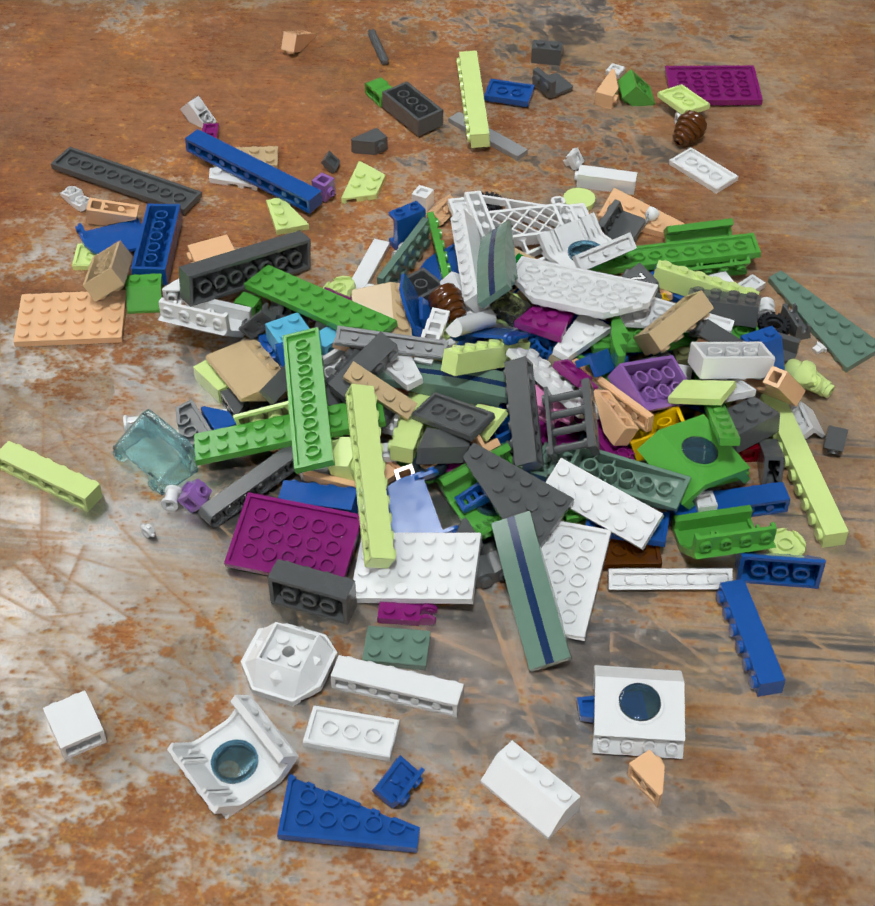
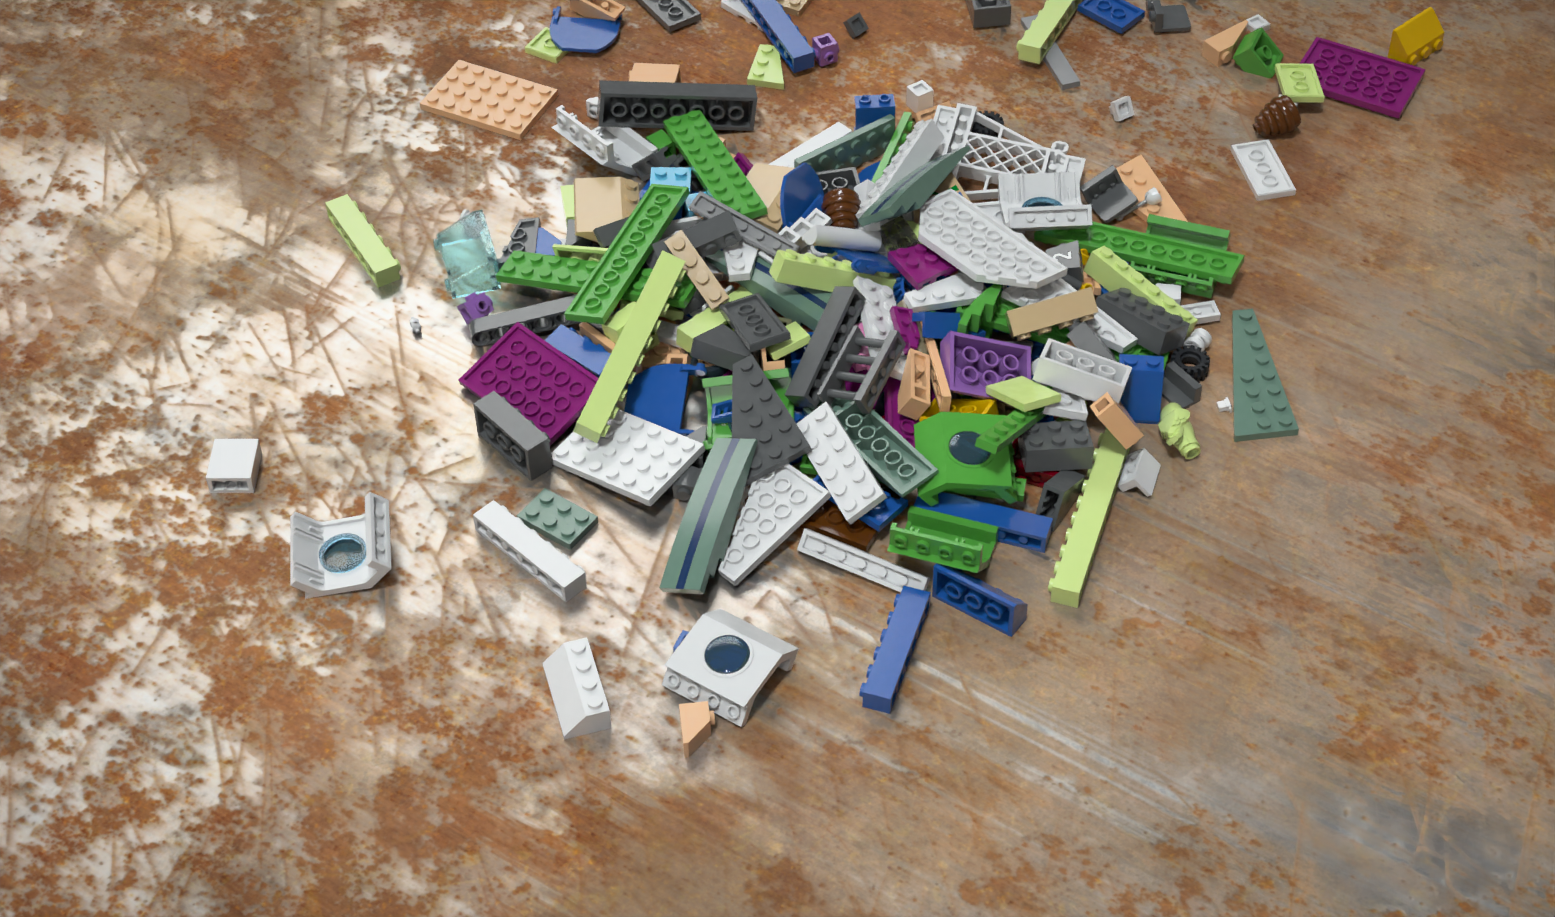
camera: 30 degrees right, 0 degrees up
(108, 271) = (544, 63): tan brick -> none
(143, 293) = (571, 94): bright green slope -> none
(158, 240) = (617, 51): blue brick -> none
(170, 501) = (450, 305): white bush -> none
(283, 677) = (449, 489): white piece -> none
(336, 820) = (391, 637): blue wing -> none
(342, 284) = (770, 156): yellowish green tile -> none
(351, 733) = (461, 574): white tile -> none
(364, 184) = (874, 61): yellowish green wing -> none
(370, 142) = (912, 18): dark grey slope -> none
(397, 782) = (466, 630): blue bracket -> none
(406, 614) = (589, 492): magenta hinge -> none
(580, 195) = (1097, 154): yellowish green tile -> none
(605, 179) = (1138, 142): white brick -> none
(705, 501) = (952, 504): white tile -> none
(734, 45) = (1416, 38): none -> yellow slope
(788, 543) = (1013, 580): yellowish green tile -> none
(797, 327) = (1219, 369): dark grey hinge -> none
(835, 439) = (1154, 500): dark grey slope -> none

